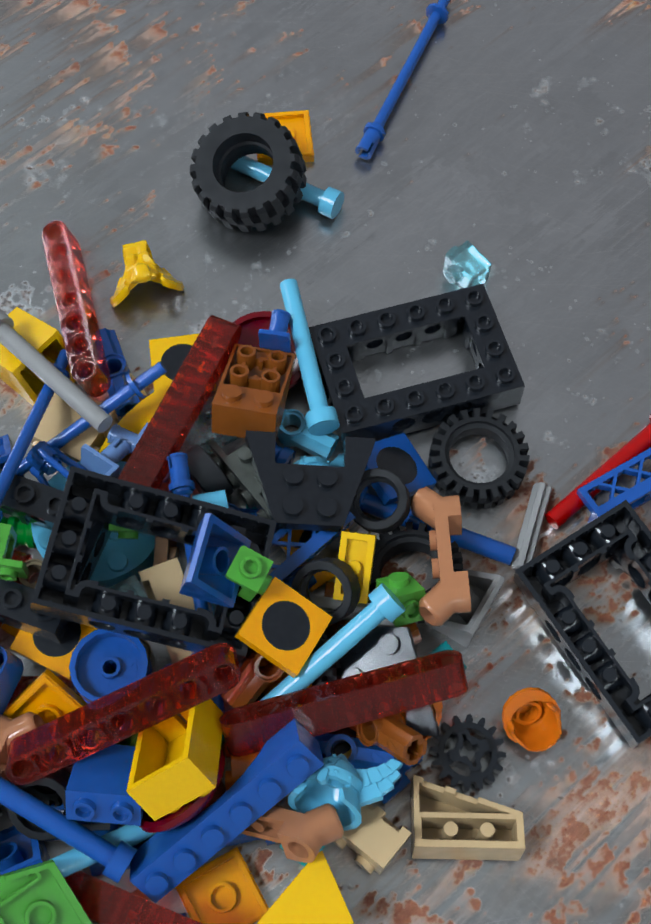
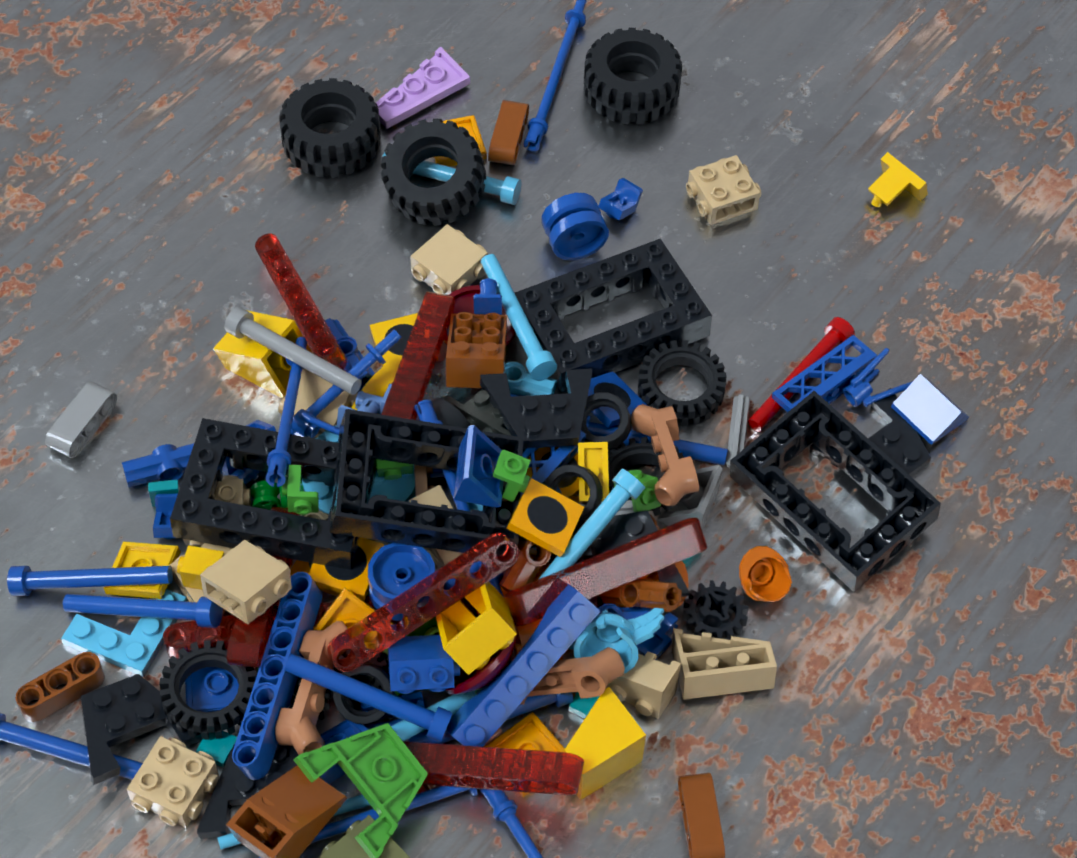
camera: 10 degrees left, 10 degrees down
(141, 269) = (349, 264): yellow animal -> none
(145, 78) = (326, 103): none -> black tyre
(246, 278) = (448, 261): none -> tan brick
(266, 70) = (428, 85): none -> lavender wing
(341, 135) = (508, 132): none -> dark orange beam
(391, 256) = (574, 226): none -> blue wheel
(450, 230) = (622, 200): none -> blue bracket
(466, 266) = (641, 227): clear light blue brick -> none
(494, 60) = (635, 52): none -> black tyre
(563, 232) = (723, 190): none -> tan brick

